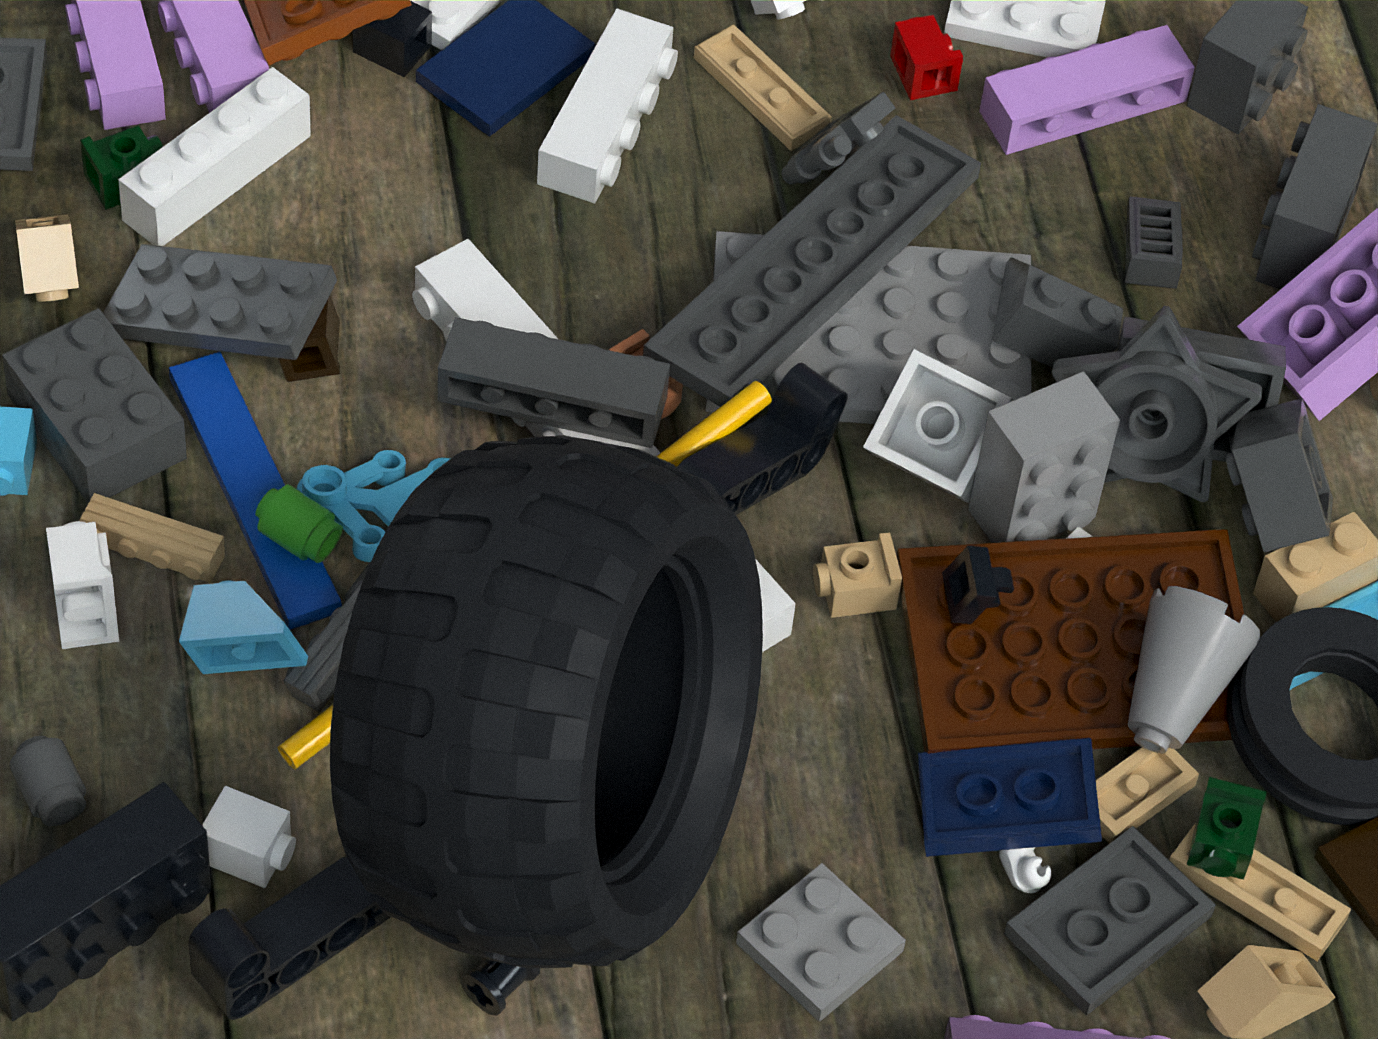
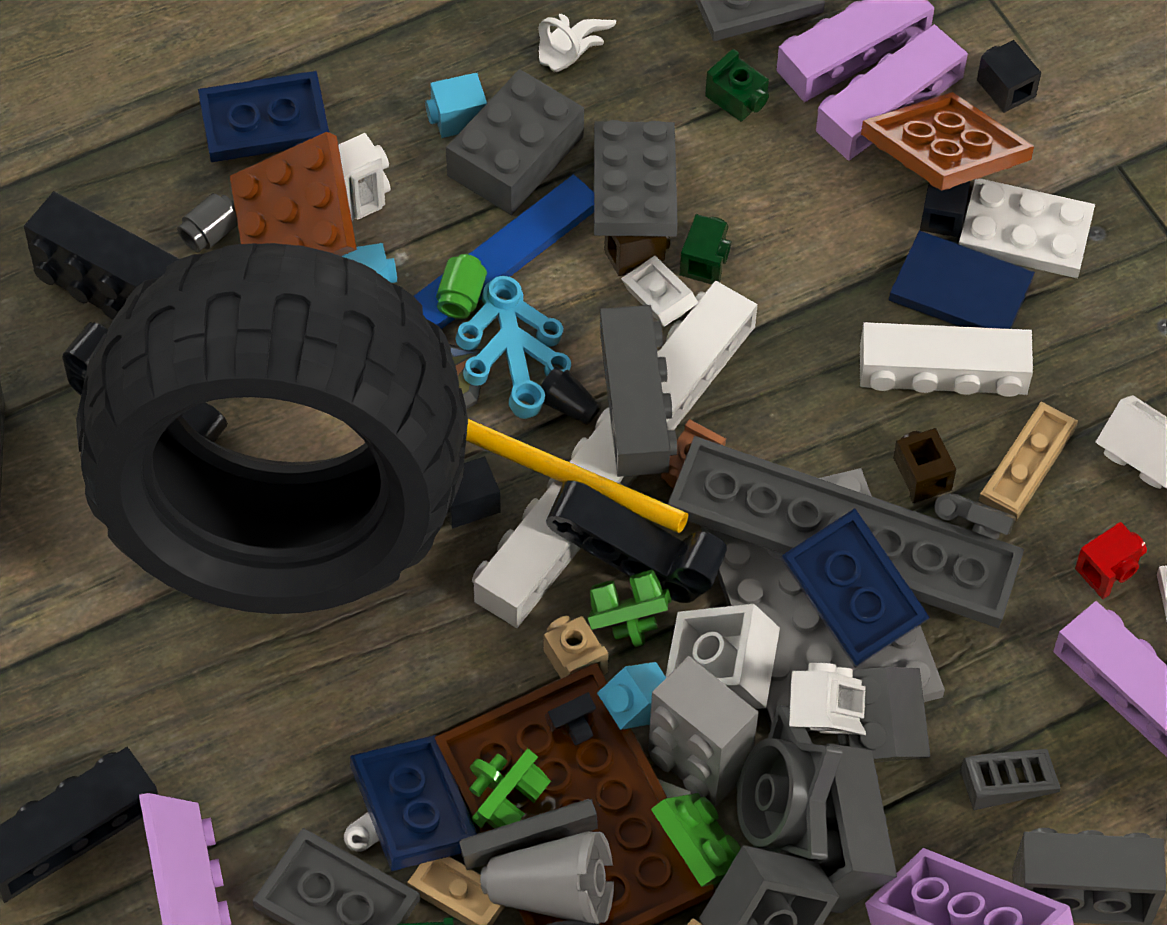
camera: 75 degrees right, 5 degrees up
(47, 256) = (635, 69): slope -> none
(110, 660) = (296, 198): none -> dark orange plate
(156, 538) = (428, 215): tan piece -> none
(215, 157) = (768, 135): white brick -> none
(360, 272) = (705, 249): none -> dark green brick
(394, 331) = (659, 287): none -> white plate
(738, 169) = (924, 464): none -> dark brown brick
(820, 942) = (254, 717): light grey plate -> none
(832, 498) = (647, 600): none -> bright green hips
(900, 269) = (855, 587): none -> dark blue tile
(966, 515) = (630, 694): none -> medium azure brick
(1041, 687) = (523, 776): none -> bright green hips
(1076, 314) = (827, 700): none -> white window
(1111, 679) = (529, 832): none -> dark grey tile
(1165, 515) = (698, 836): none -> bright green plate

